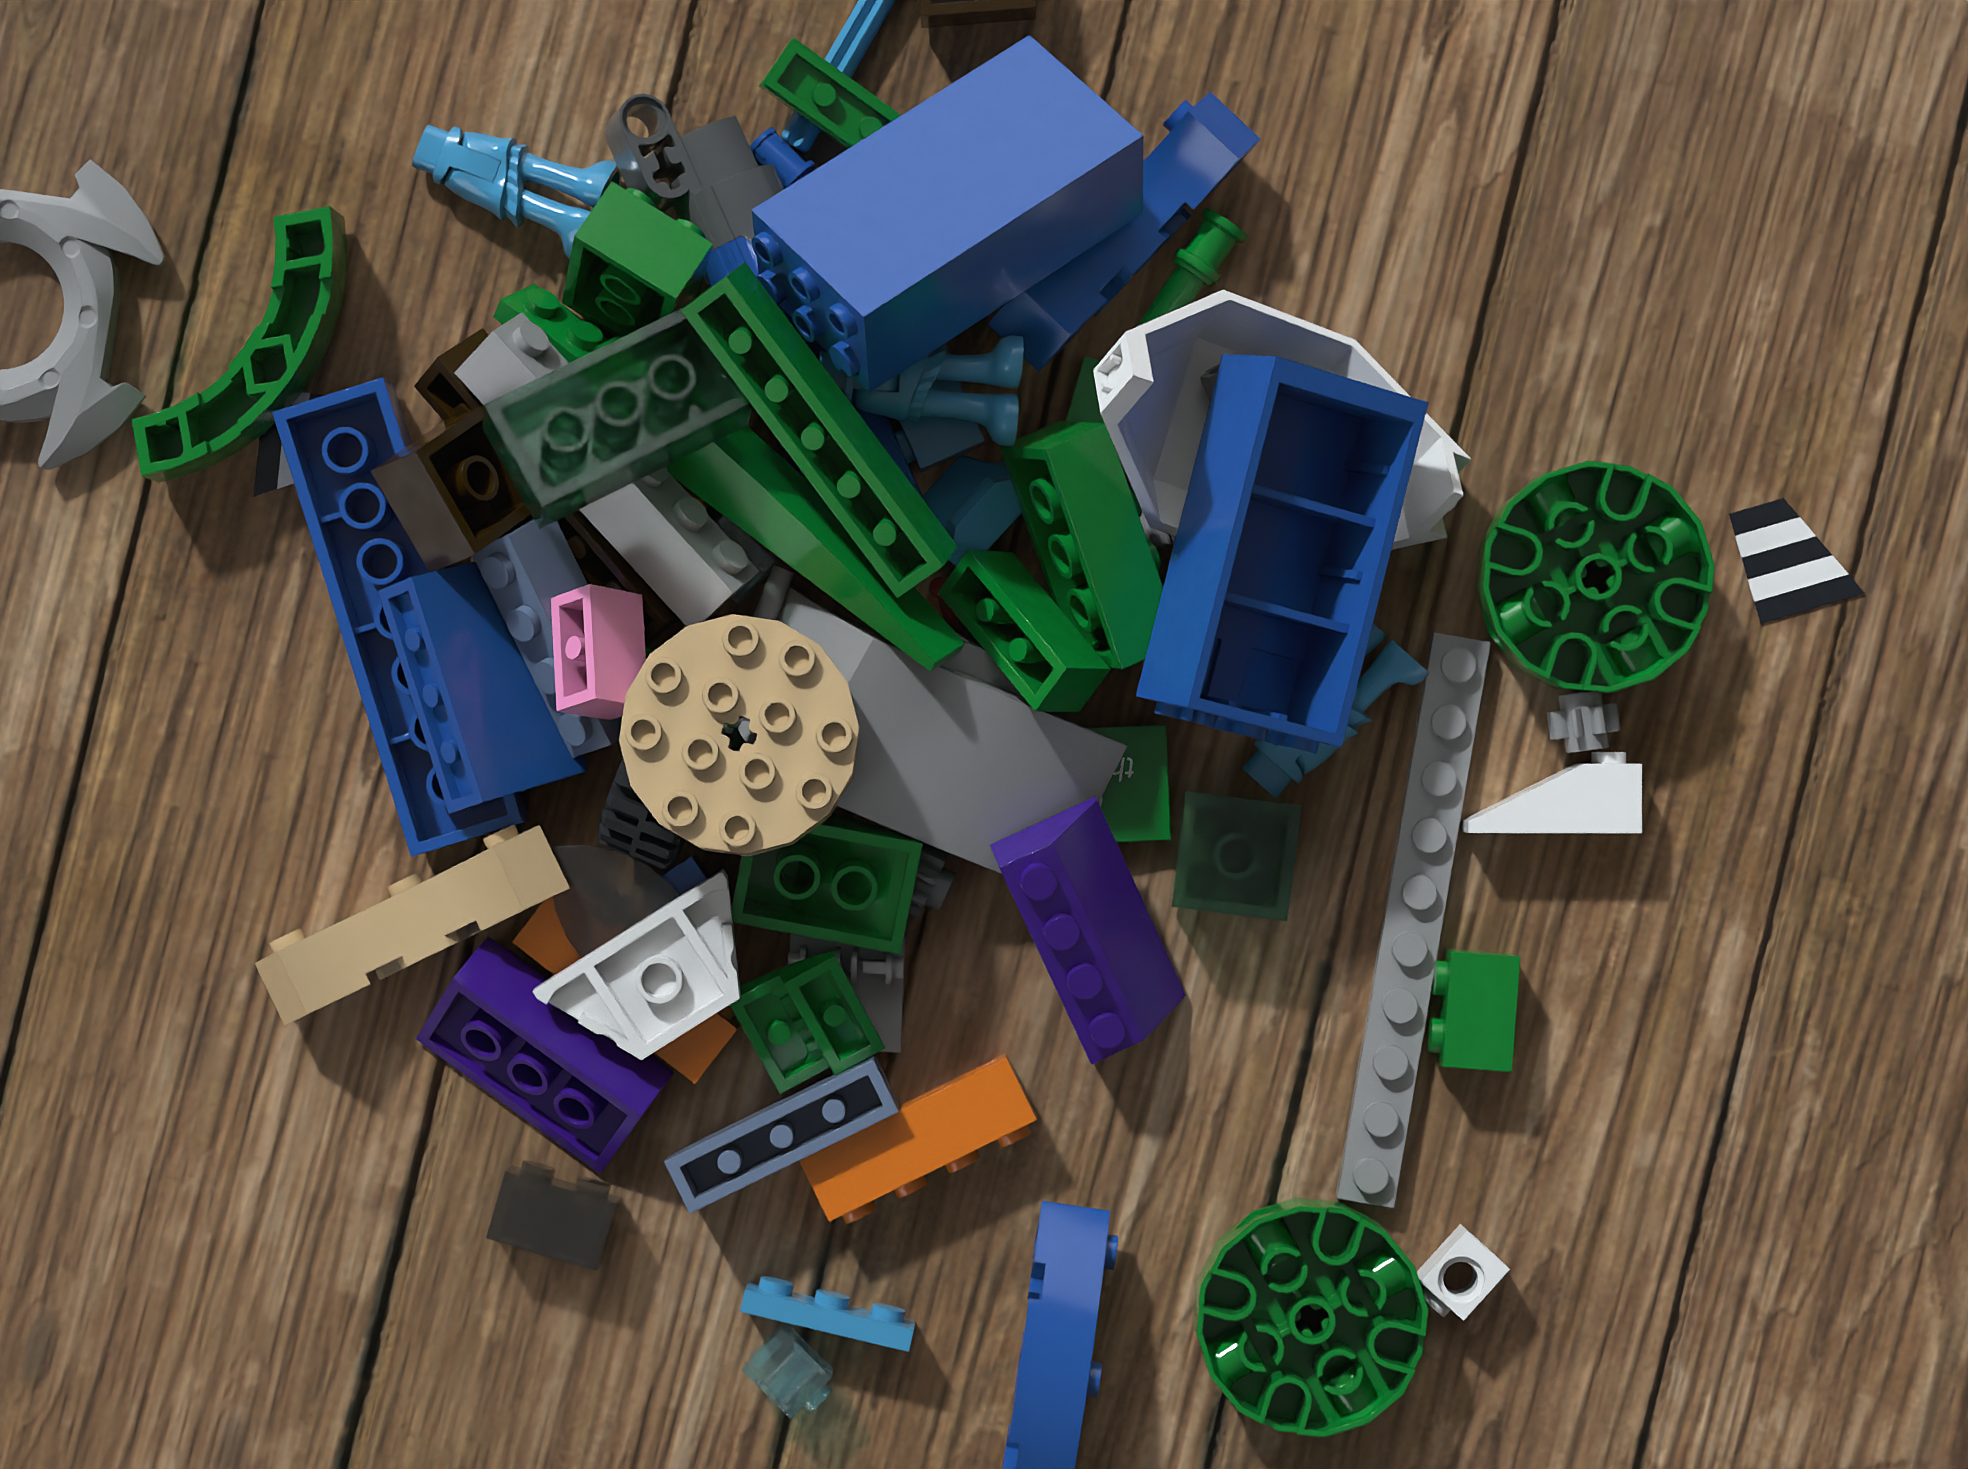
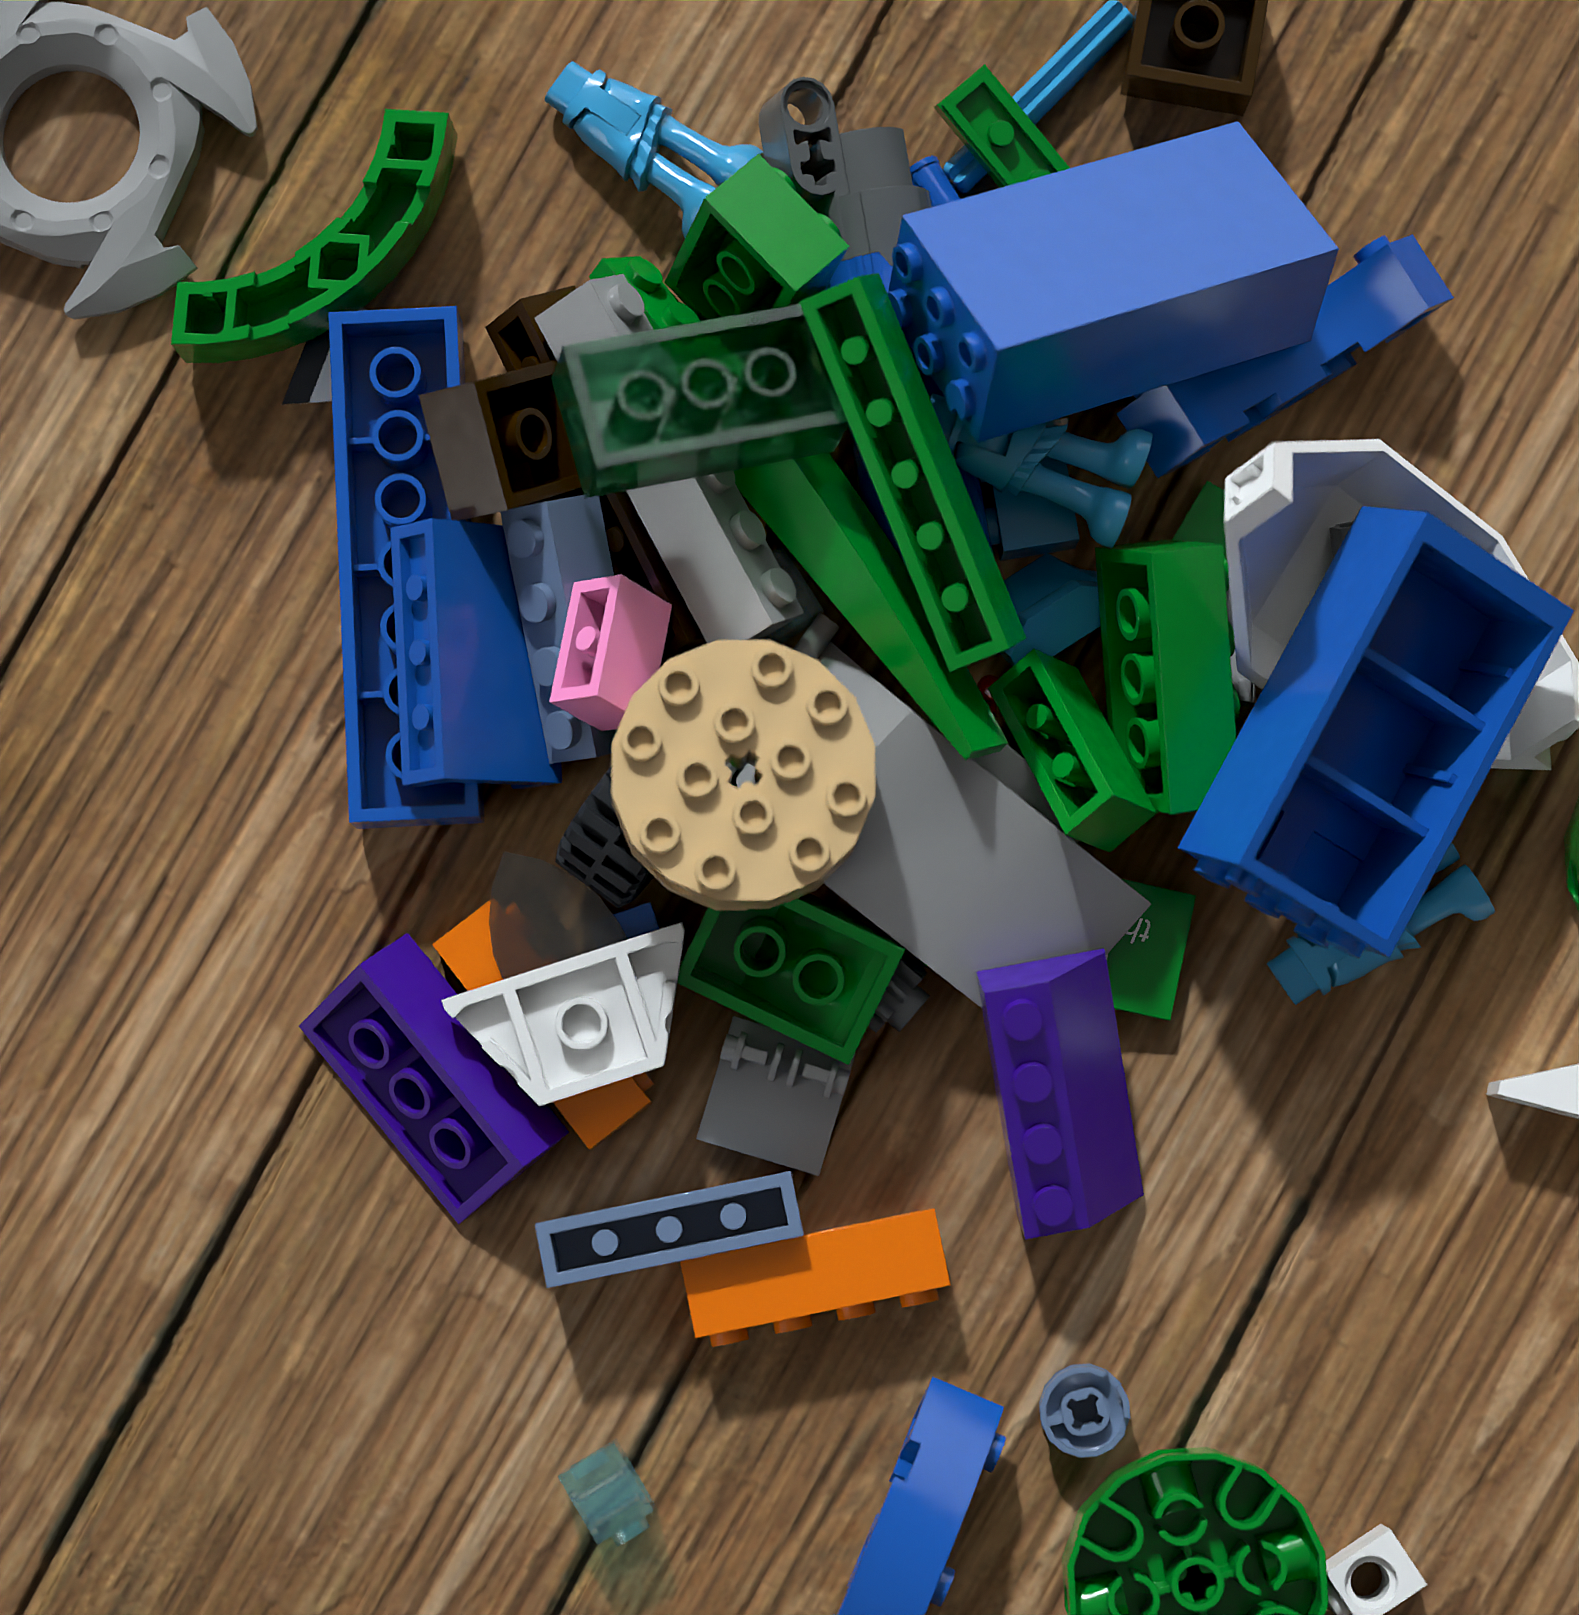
camera: 10 degrees right, 5 degrees down
(411, 924) = (332, 898): tan brick -> none
(554, 1214) = (398, 1255): clear smoke brick -> none
(805, 1021) = (727, 1112): green slope -> none
(828, 1313) = (668, 1440): dark azure plate -> none
(1180, 1194) = (1084, 1410): none -> sand blue wheel
(1196, 264) = (1364, 404): green pin -> none
(1235, 855) = (1237, 1053): clear green brick -> none
(1412, 920) = (1409, 1178): light grey plate -> none
(1475, 1009) = (1456, 1290): green brick -> none

